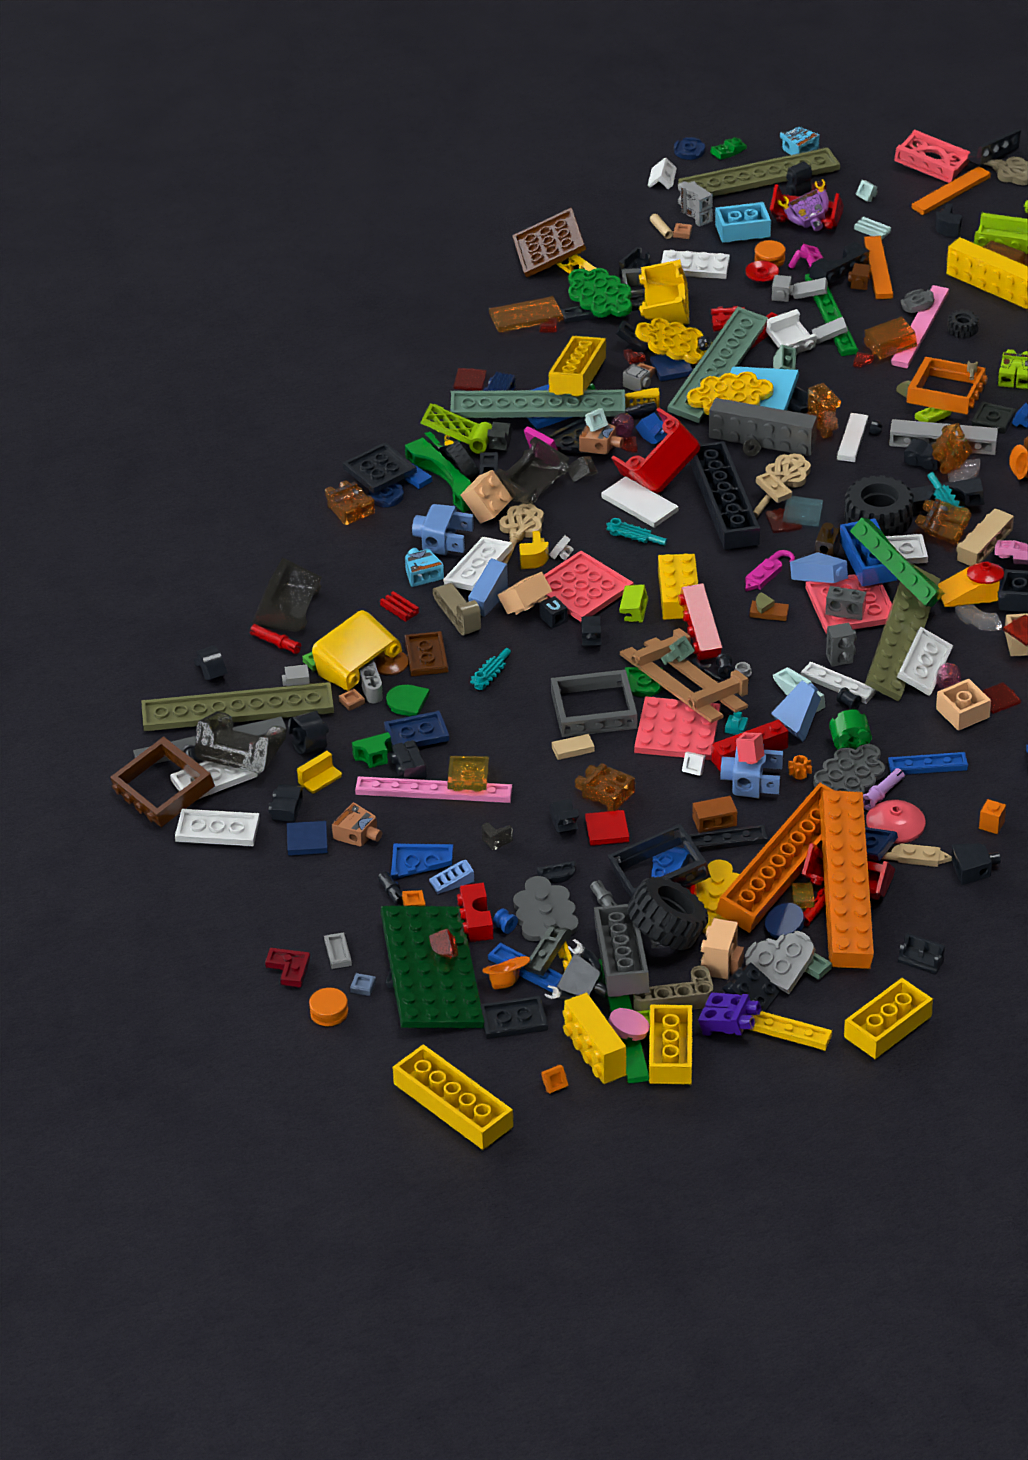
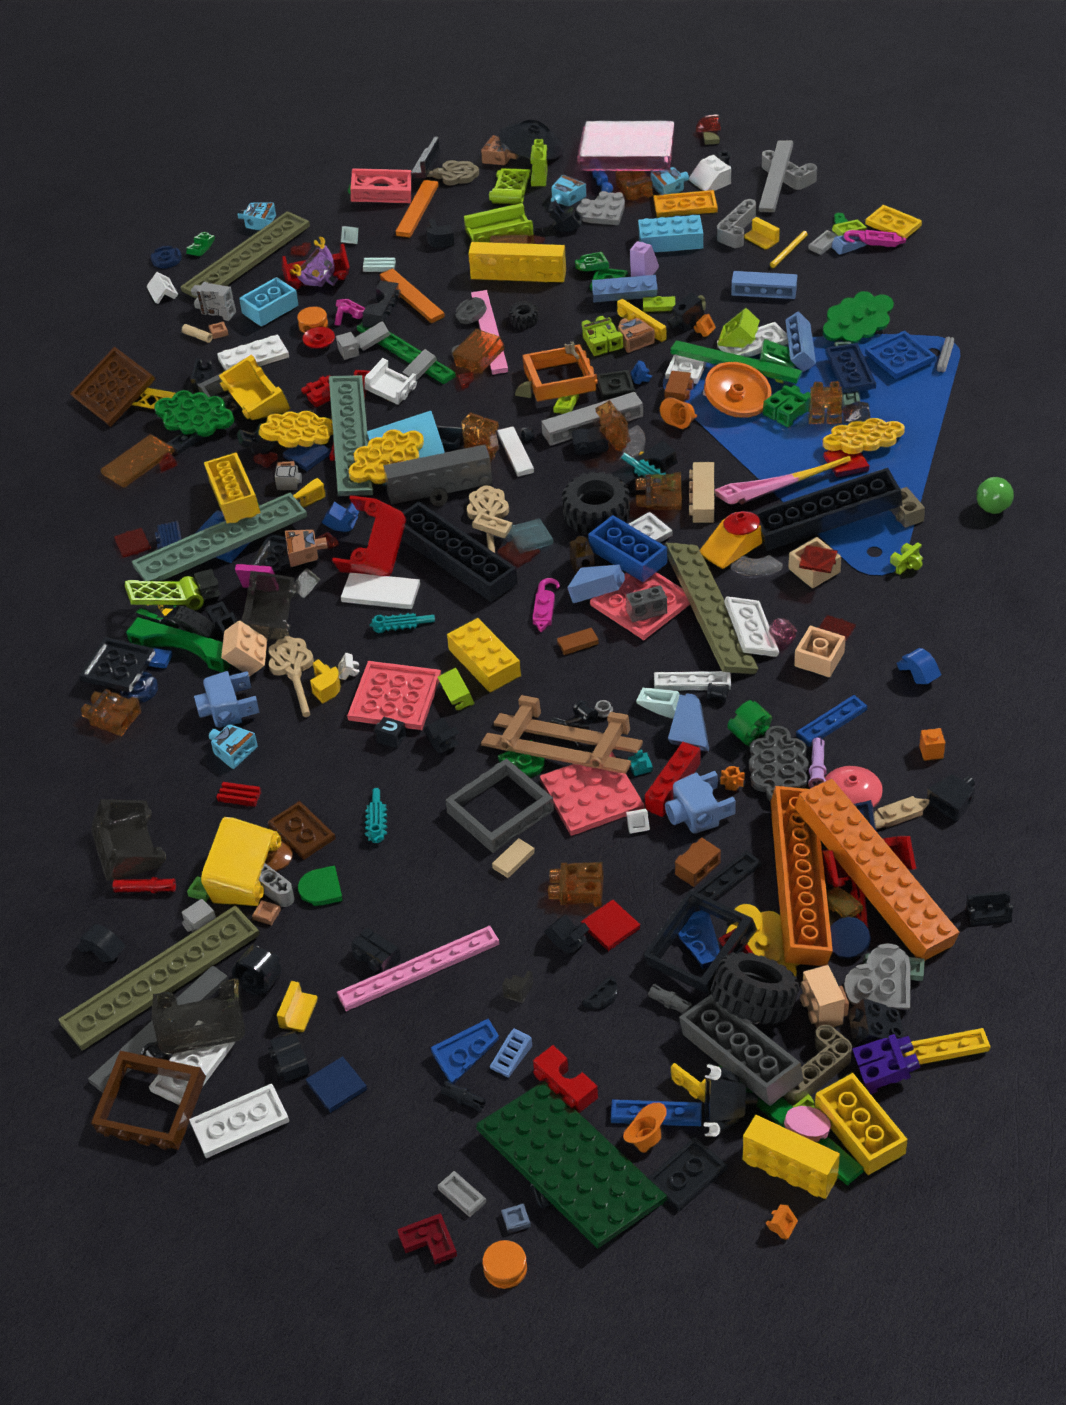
camera: 30 degrees left, 5 degrees up
(356, 826) = (379, 1047): nougat torso -> none
(373, 749) = (331, 956): green brick -> none
(413, 898) = (497, 1098): orange tile -> none
(422, 728) = (355, 913): dark blue plate -> none
(444, 944) = (571, 1134): clear red brick -> none
(453, 1096) = (709, 1299): yellow brick -> none
(462, 614) = (310, 776): dark tan beam -> none
(468, 773) = (443, 935): clear yellow plate -> none
(471, 566) = (284, 717): white plate -> none
(489, 585) = (315, 736): medium blue slope -> none
(505, 921) = (600, 1073): blue wheel -> none
(525, 593) = (355, 726): light nougat brick -> none
(544, 906) = (627, 1044): dark grey plate -> none
(547, 949) = (671, 1084): pearl dark grey plate -> none
(596, 419) = (294, 531): light aqua tile -> none
(624, 424) = (310, 522): clear pink head -> none
(640, 409) = (311, 505): black axle -> none
(679, 650) = (539, 715): sand green plate -> none
(700, 621) = (536, 680): brick -> none
(702, 341) = (325, 421): black hinge -> none
(750, 747) = (697, 782): coral brick -> none
(763, 602) = (571, 636): olive tile -> none
(785, 358) = (406, 406): sand green brick -> none
(799, 179) = (289, 246): black brick -> none
(840, 644) = (672, 644): dark grey brick -> none
(860, 276) = (405, 309): reddish brown brick -> none
(888, 1018) = (1022, 989): yellow brick -> none
(899, 566) = (667, 547): green arch -> none

